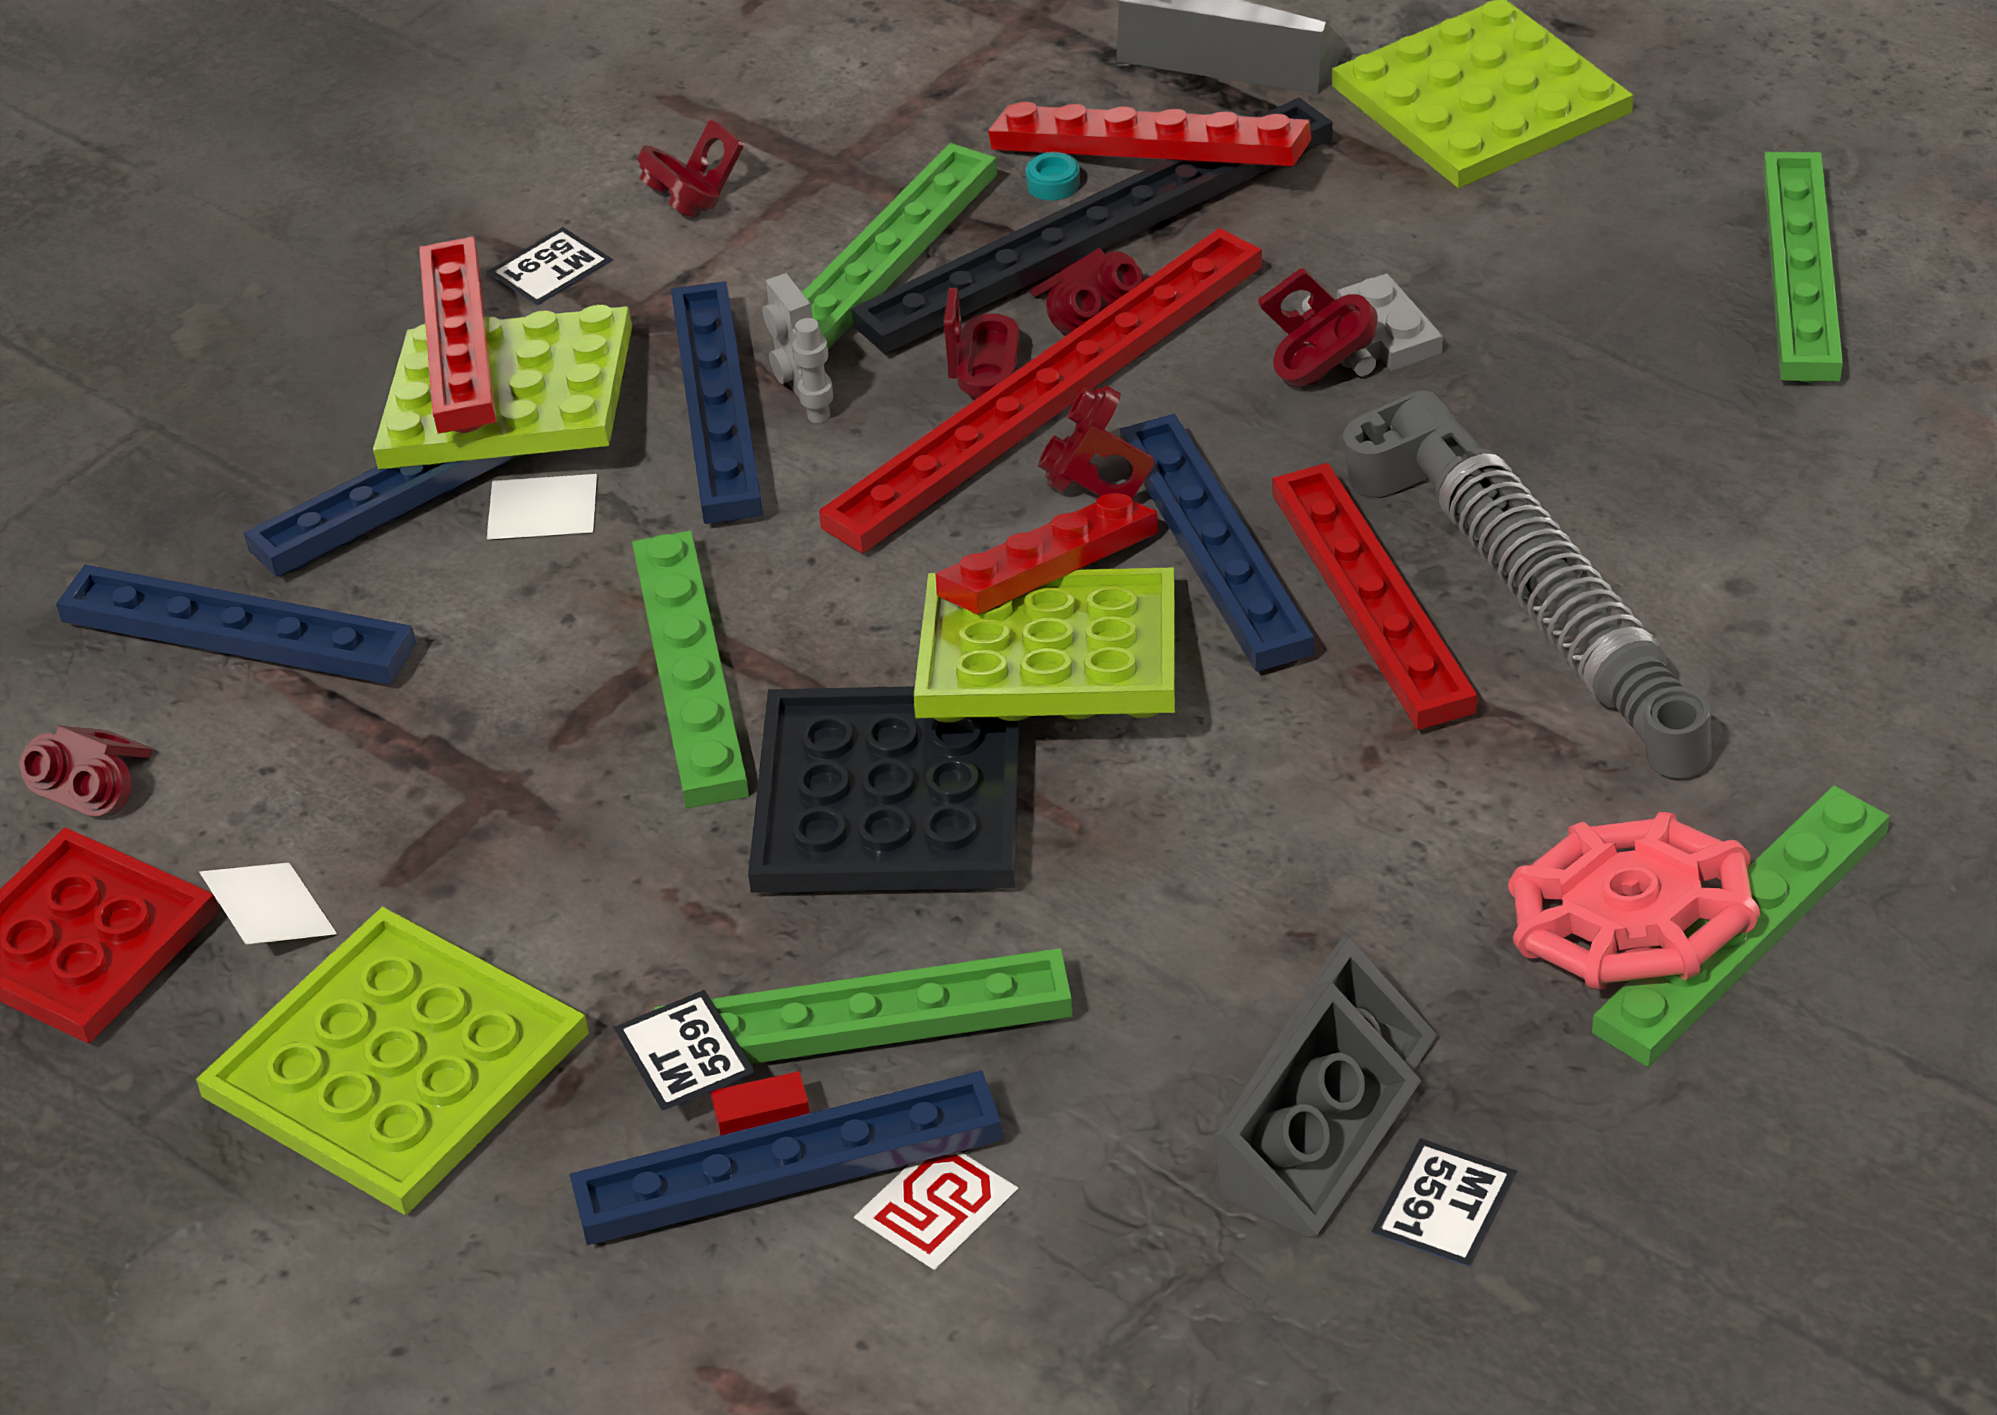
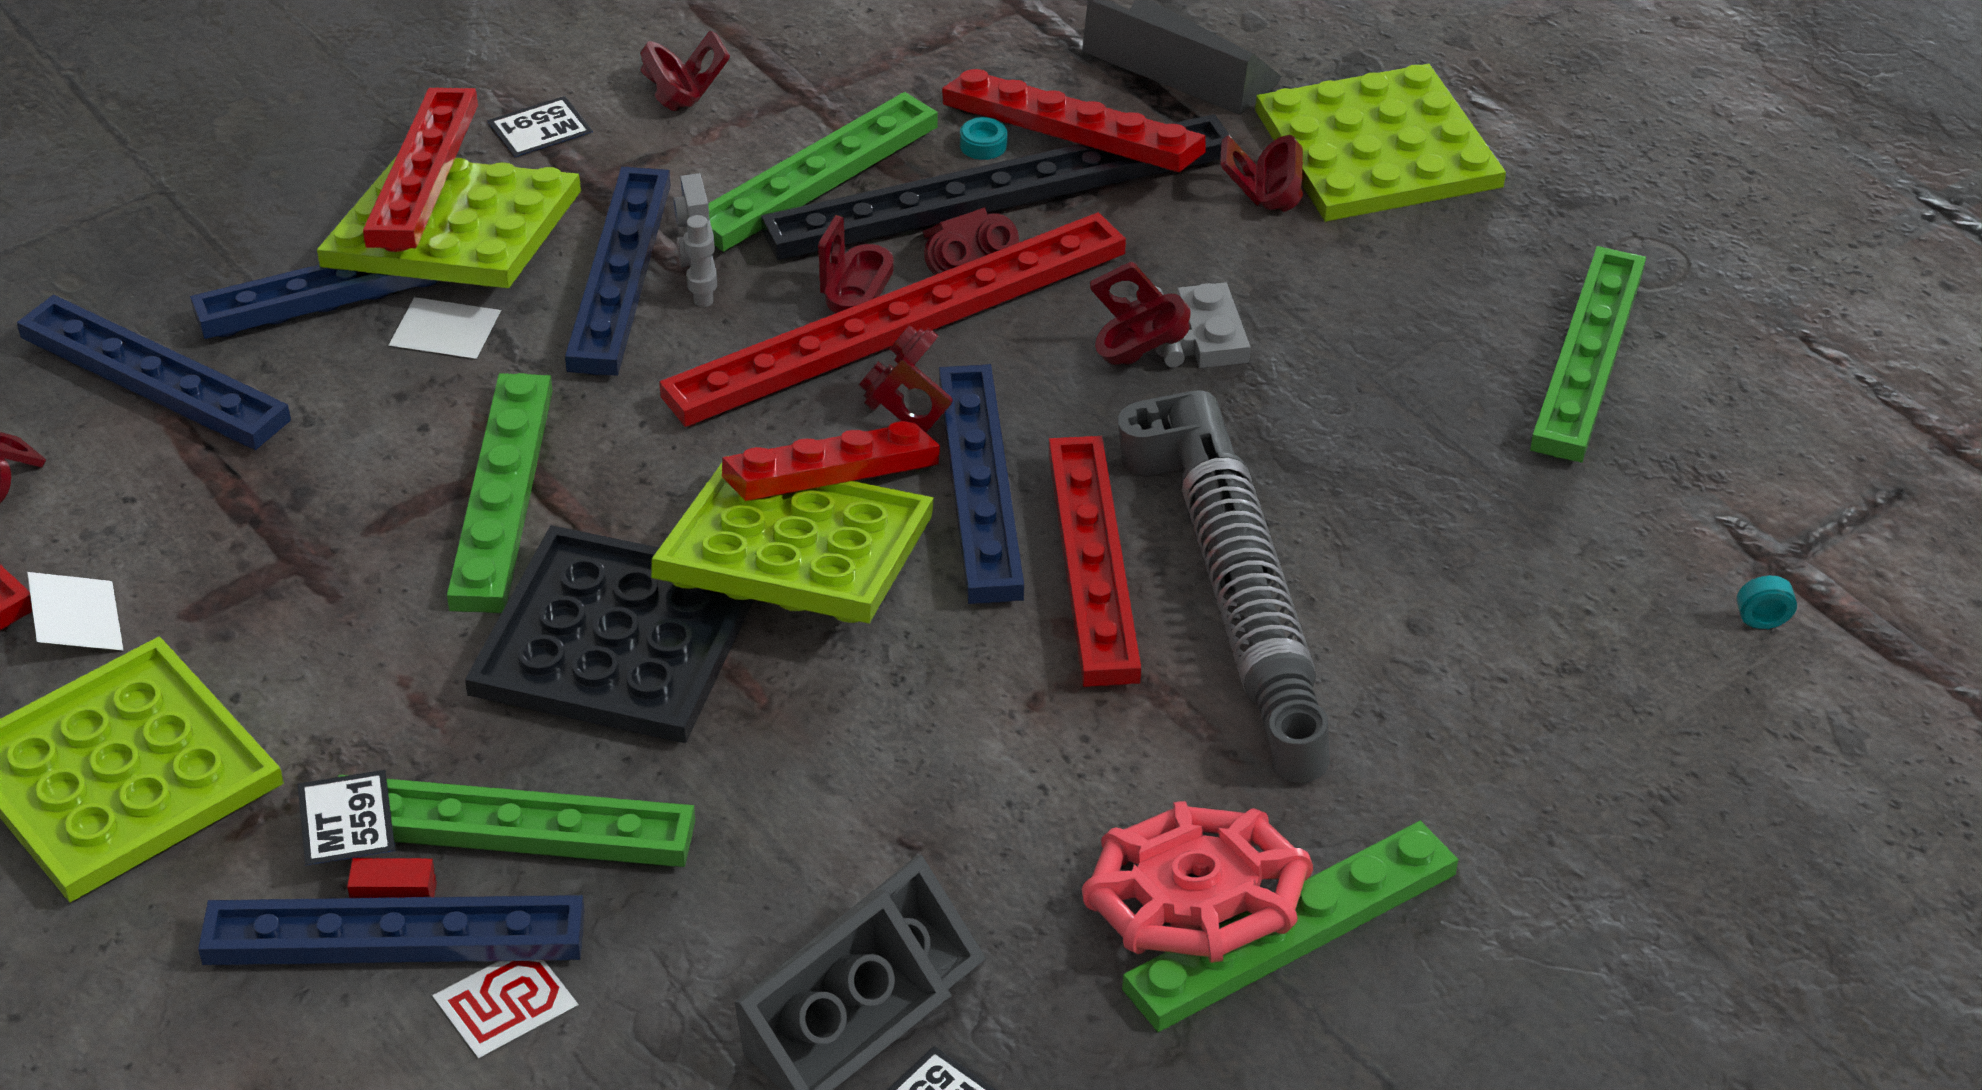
camera: 10 degrees right, 0 degrees up
(1390, 147) = (1275, 178): none -> dark red bracket

